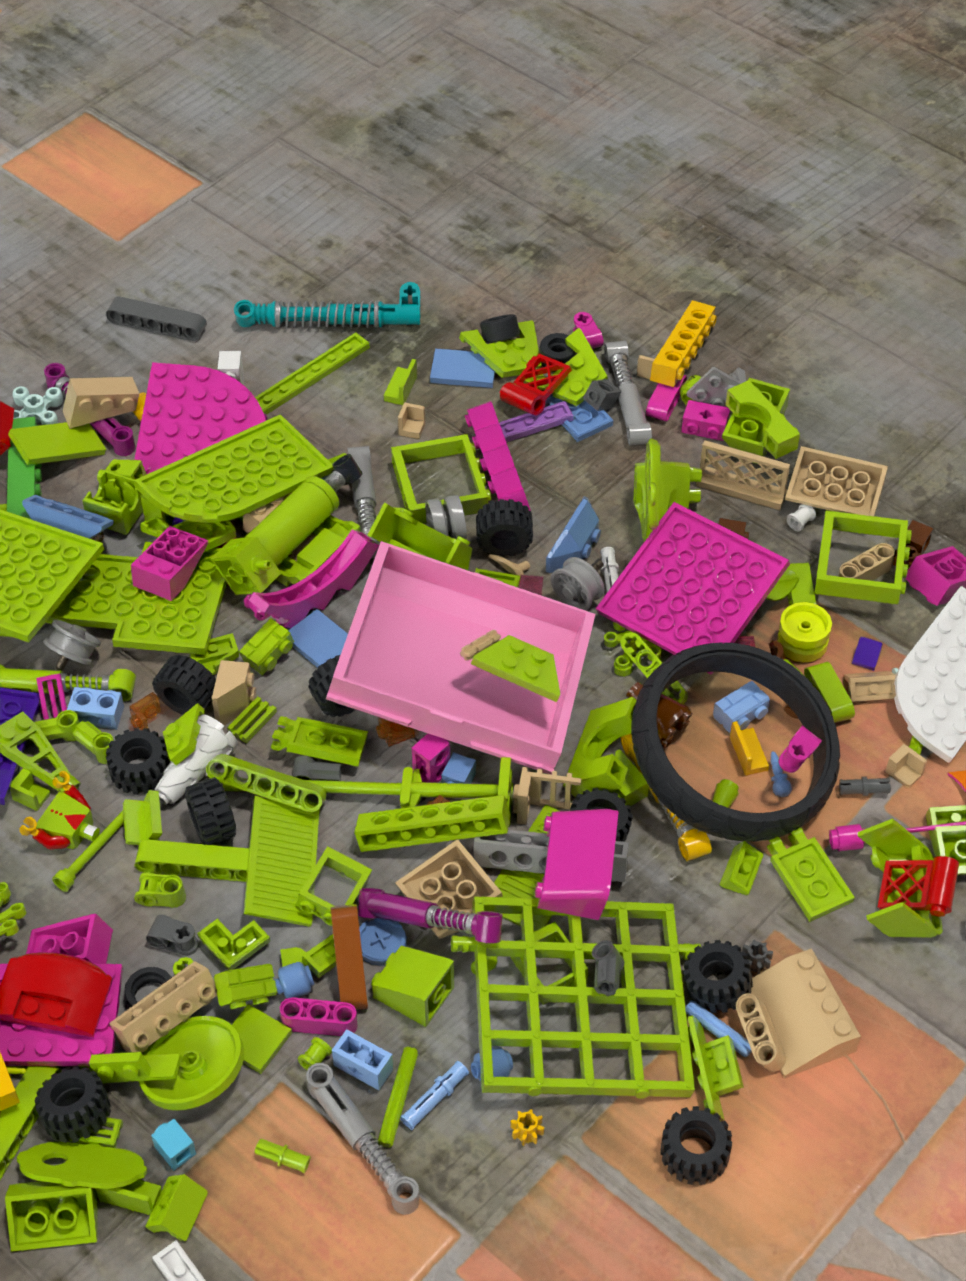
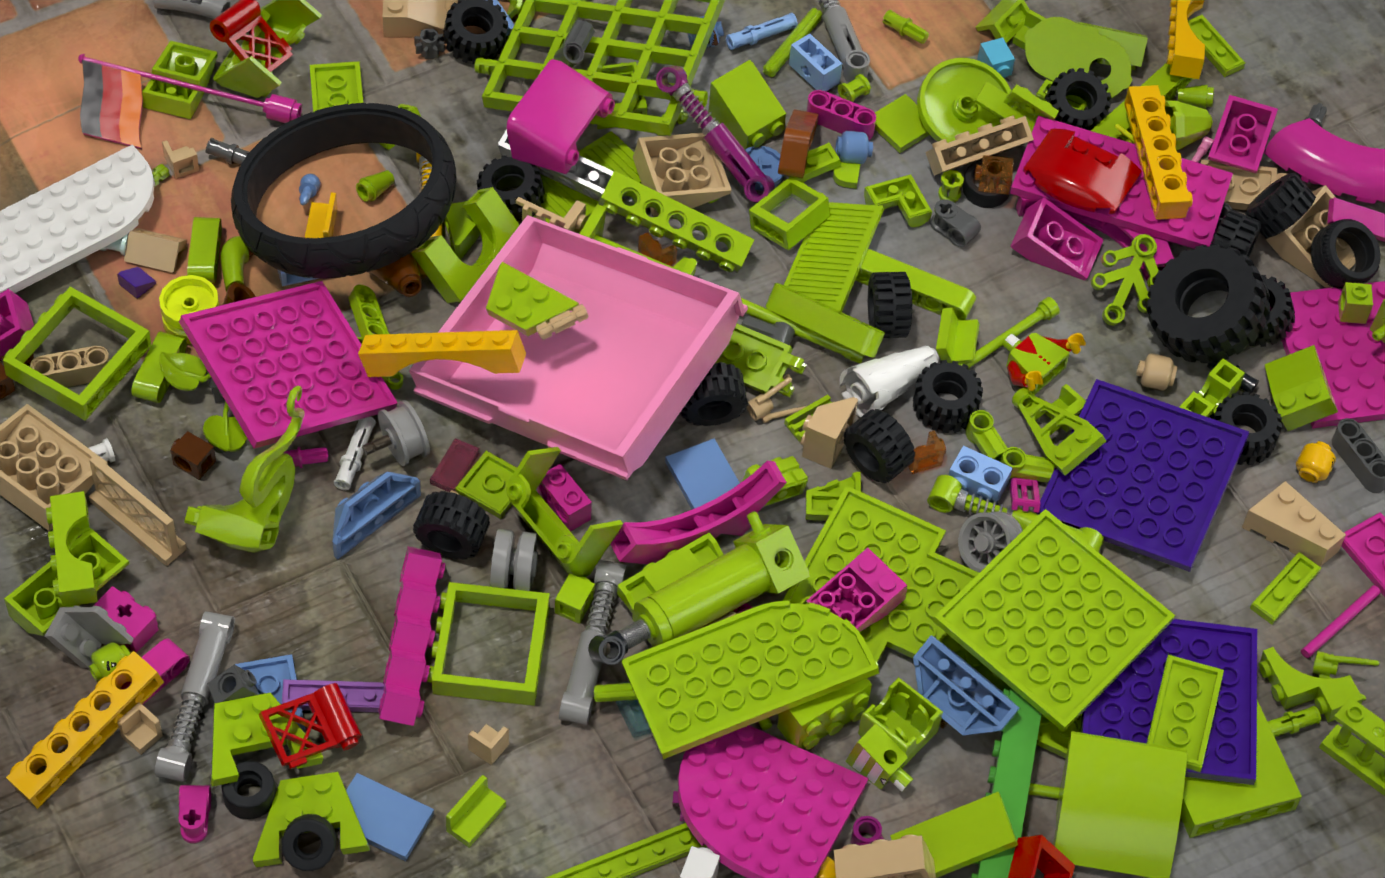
camera: 165 degrees left, 5 degrees up
(136, 966) = (994, 174): none -> clear orange brick
(158, 890) = (955, 266): lime piece -> none
(182, 735) = (898, 379): lime wing -> none
(244, 985) = (901, 145): lime brick -> none
(300, 708) = (761, 405): none -> tan plant
(529, 607) = (491, 350): none -> yellow arch
(798, 750) = (293, 143): dark pink piece -> none

